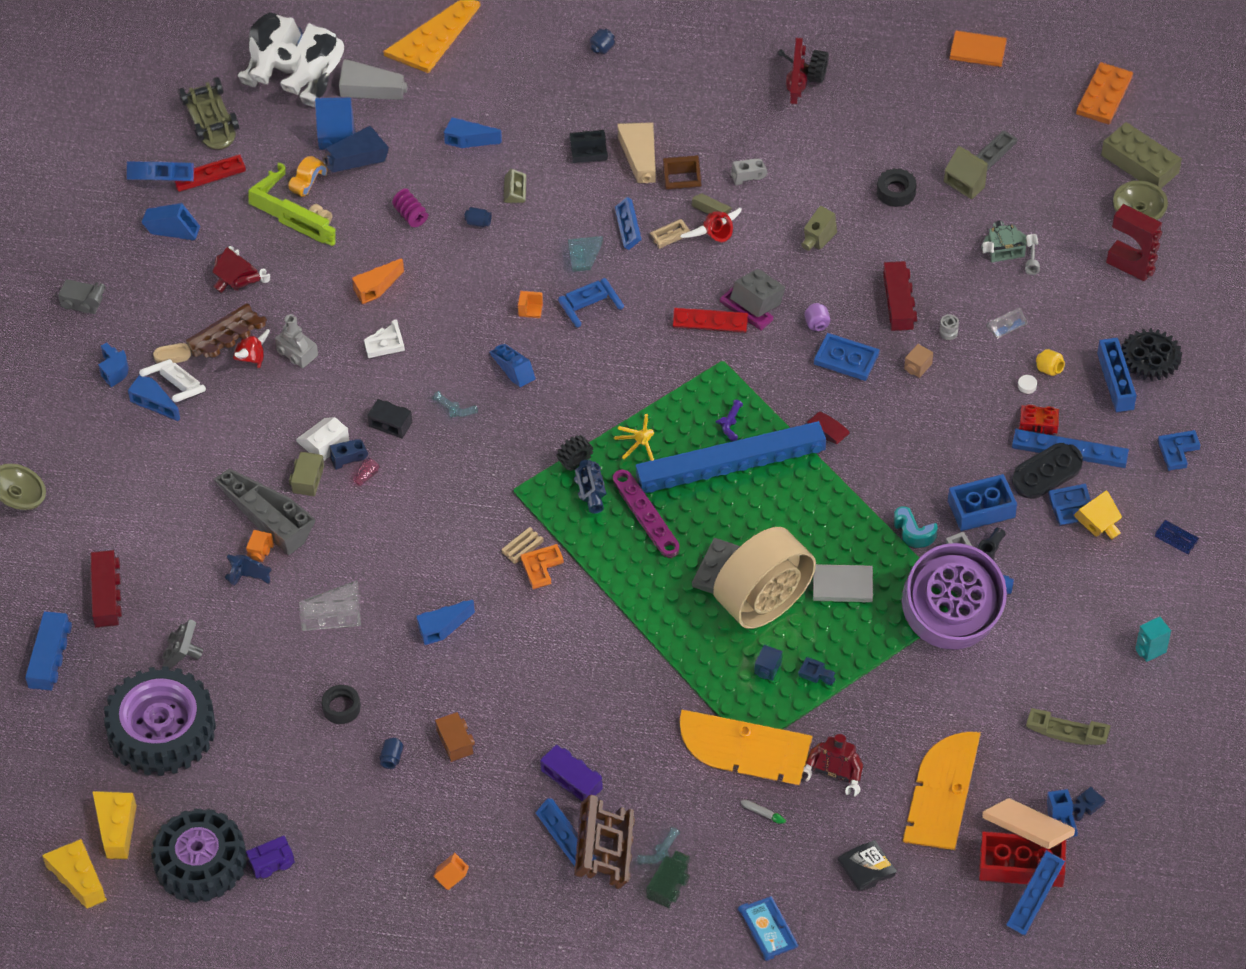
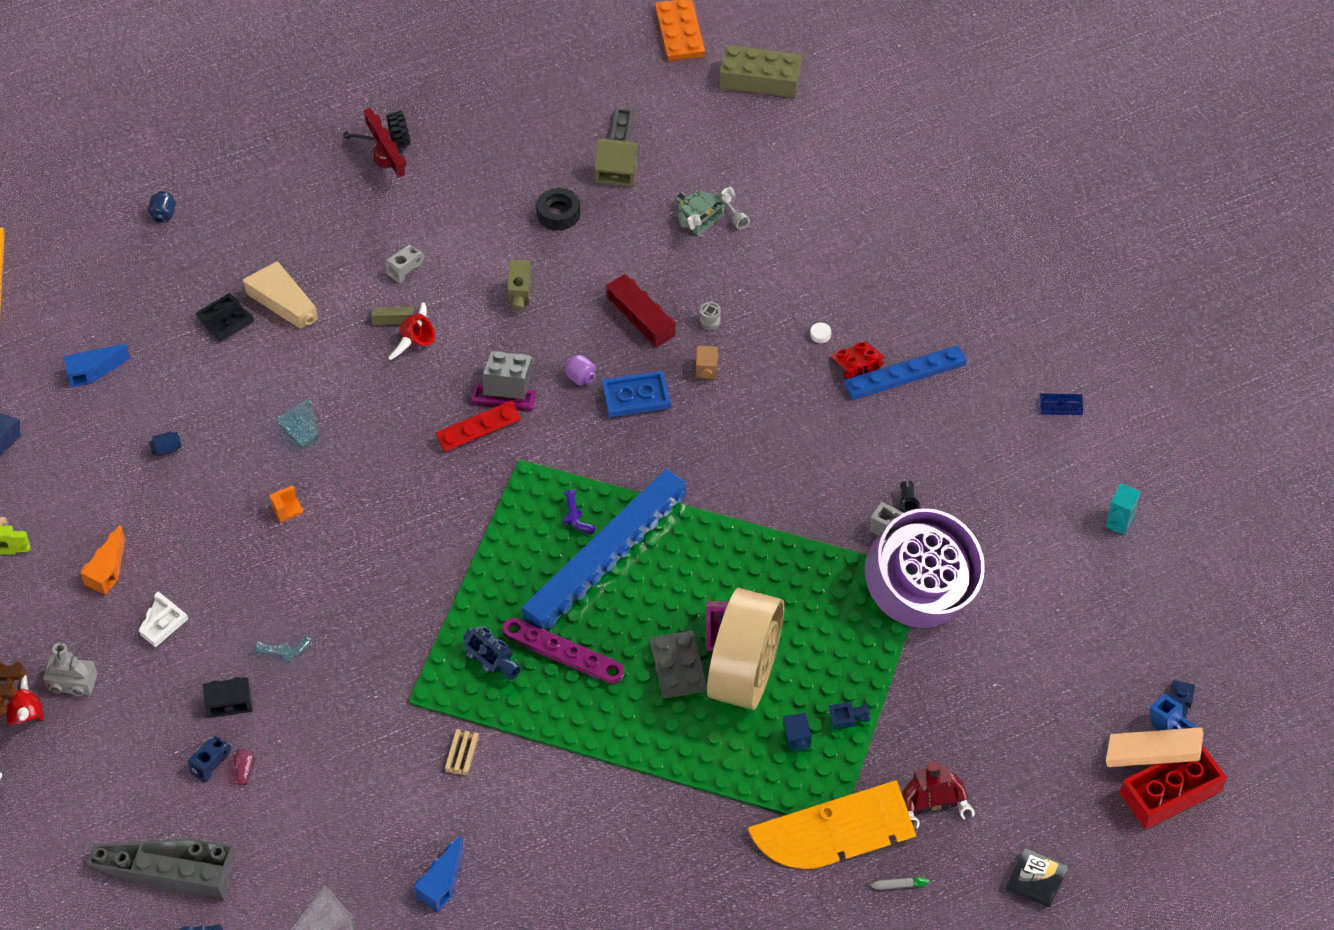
camera: 35 degrees left, 0 degrees up
(259, 545) = (187, 907): orange brick -> none
(307, 473) = (182, 803): olive brick -> none
(322, 435) = (170, 755): white slope -> none
(409, 208) = (86, 471): magenta piece -> none
(513, 364) = (316, 573): blue slope -> none
(514, 187) = (178, 395): olive slope -> none
(538, 561) = (491, 761): orange plate -> none
(574, 452) = (451, 628): black tyre -> none
(588, 295) = (337, 465): blue plate -> none
(628, 223) = (324, 372): blue plate -> none
(642, 437) = (503, 577): yellow plant -> none
(671, 236) = (375, 369): tan tile -> none
(681, 165) = (334, 290): reddish brown tile -> none
(832, 429) = (682, 469): dark red slope -> none
(843, 583) = (808, 613): light grey tile -> none
(911, 534) = (826, 529): teal animal -> none
(941, 801) = (1049, 766): light orange door -> none
(978, 48) = (532, 43): orange tile -> none
(982, 502) = (871, 465): blue brick -> none
(1007, 323) = (757, 285): clear slope -> none
(1035, 893) = (1213, 810): blue plate -> none
(1047, 470) = (903, 404): black tile -> none
(1050, 362) = (827, 301): yellow head -> none
(1067, 730) = (1112, 638): olive slope -> none
(1068, 501) = (948, 424): blue slope -> none
(1100, 516) = (985, 420): yellow torso -> none
(1116, 375) = (897, 281): blue brick -> none
(1142, 197) = (794, 112): olive dish -> none
(1146, 233) = (831, 131): dark red arch -> none
(1151, 354) = (909, 247): black gear -> none
(1175, 445) = (996, 324): blue plate -> none

